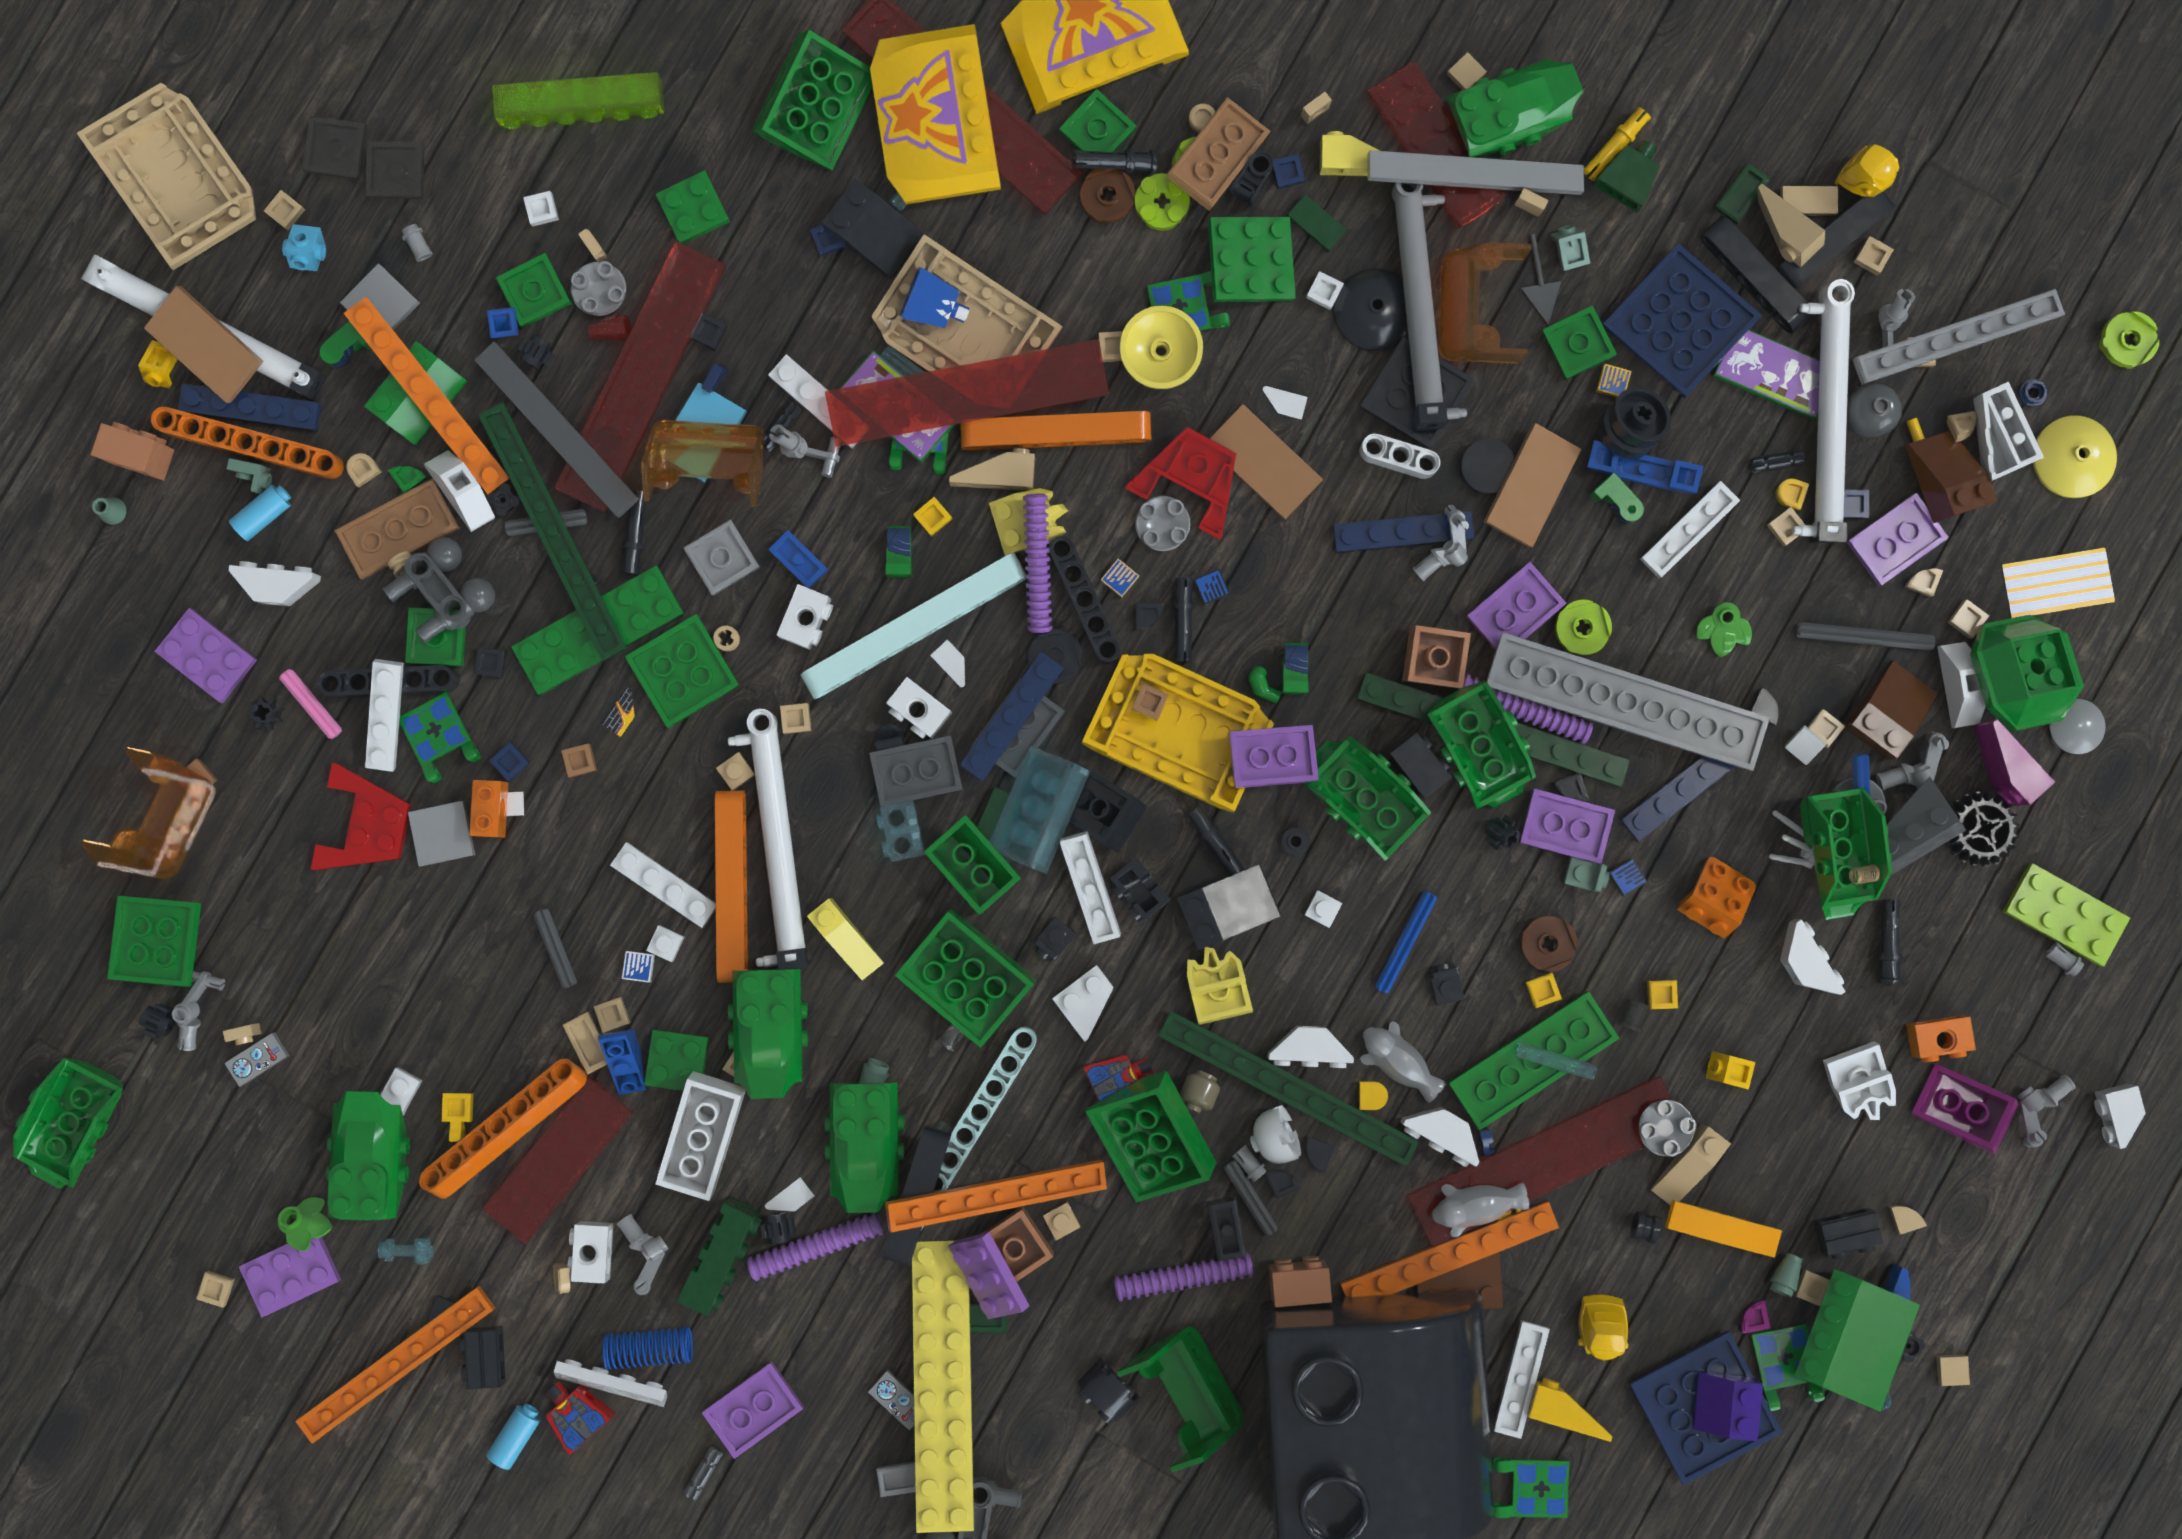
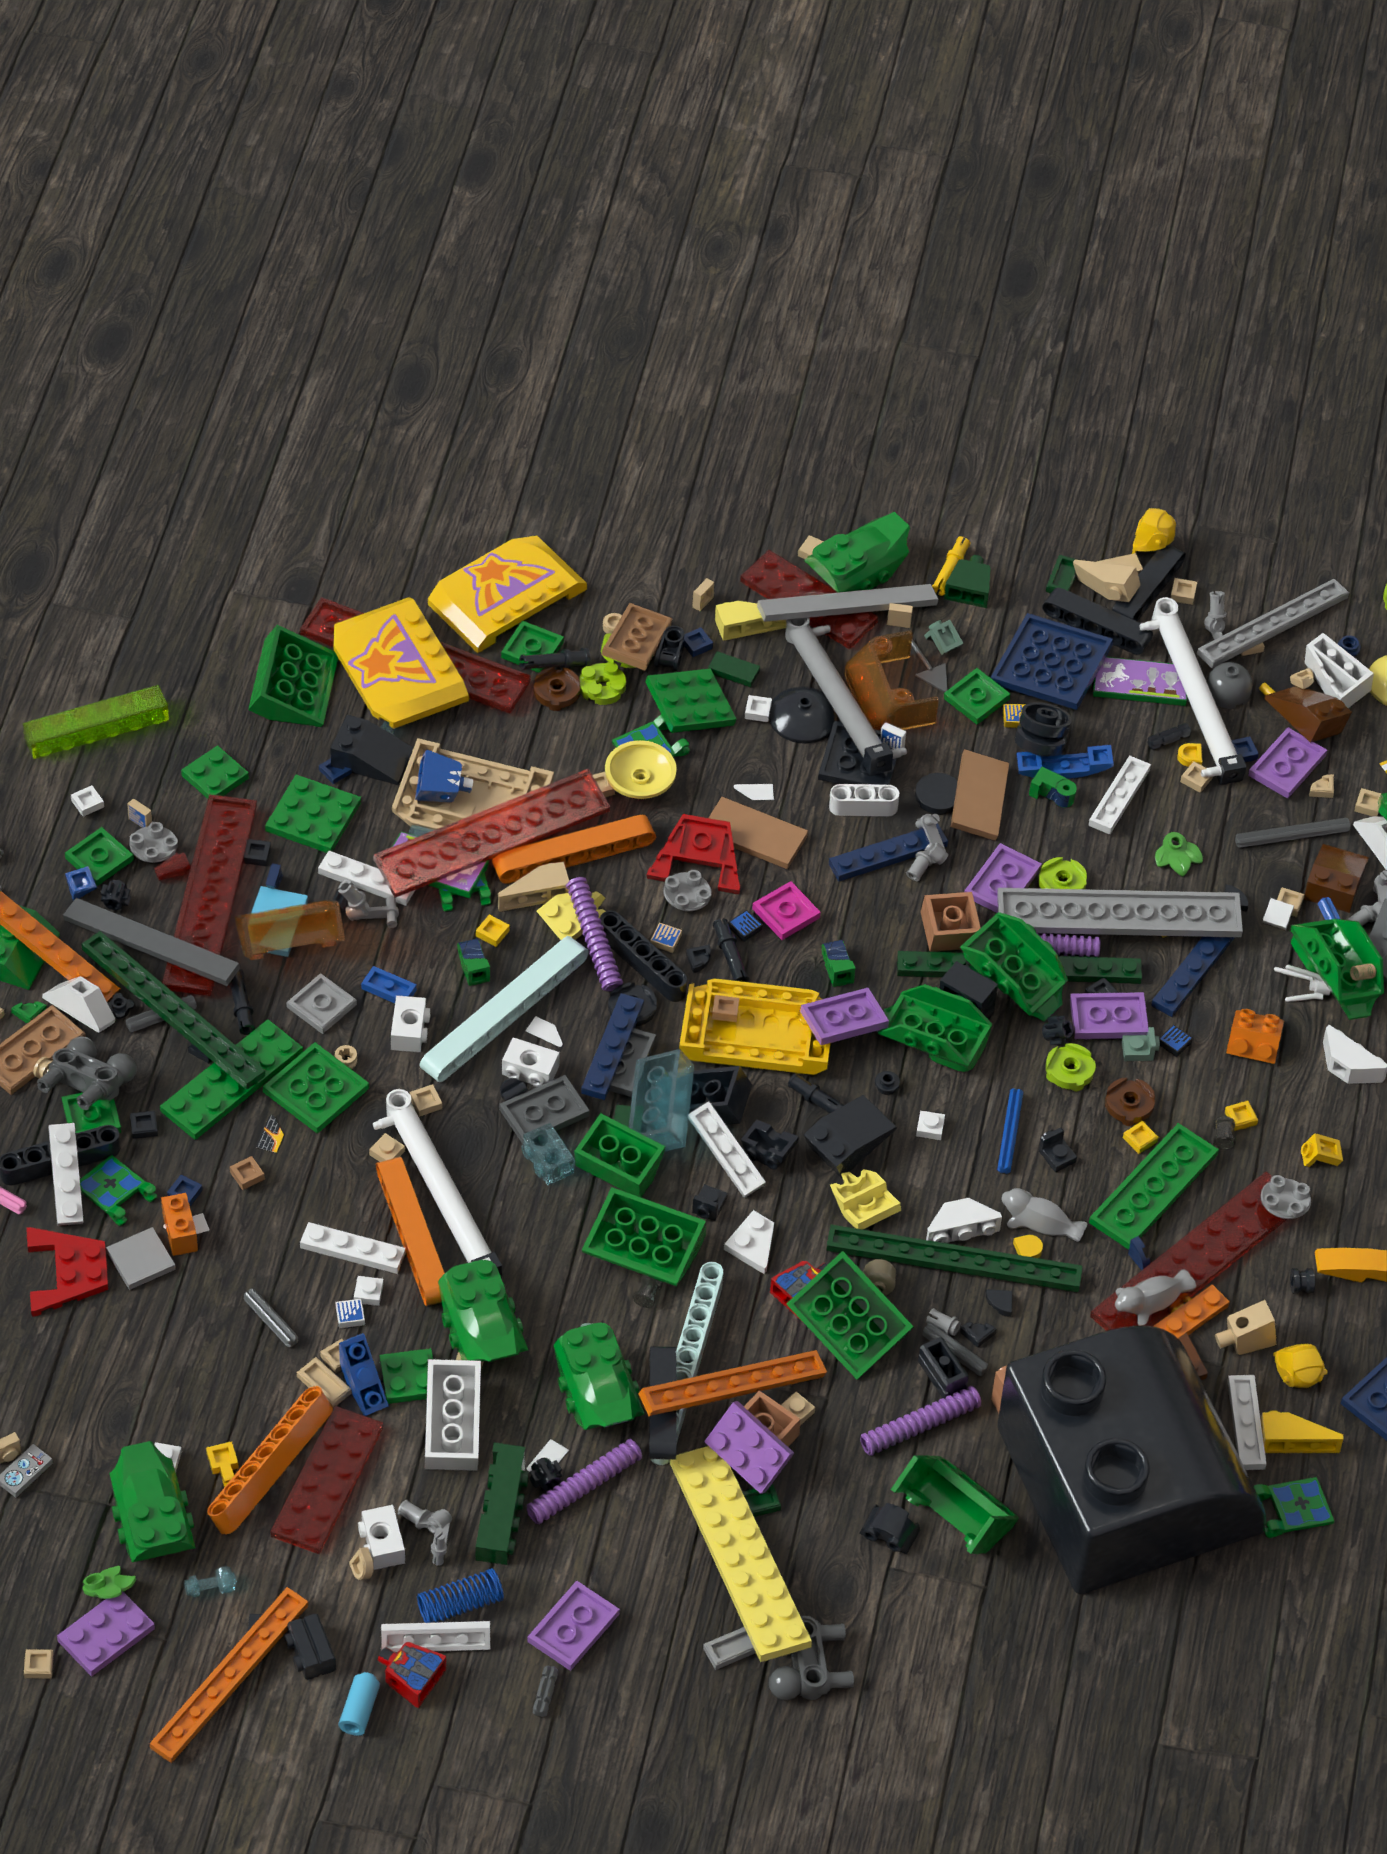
camera: 20 degrees left, 35 degrees down
(785, 295) = (313, 814): none -> green plate
(845, 938) = (525, 1242): light yellow slope -> none
(895, 1398) = (701, 1585): tile -> none
(1260, 686) = (814, 983): green arm -> none
(1262, 582) = (786, 910): none -> dark pink plate
(1275, 1137) = (957, 1290): white cylinder -> none
(1444, 1132) = (1102, 1254): white slope -> none
(1459, 385) = (893, 736): none -> white tile
(1498, 864) = (1070, 1078): none -> lime plate
(1555, 1060) = (1172, 1174): clear light blue axle -> none
(1575, 1279) = (1249, 1329): none -> tan torso
(1691, 1164) = (1319, 1223): tan slope -> none

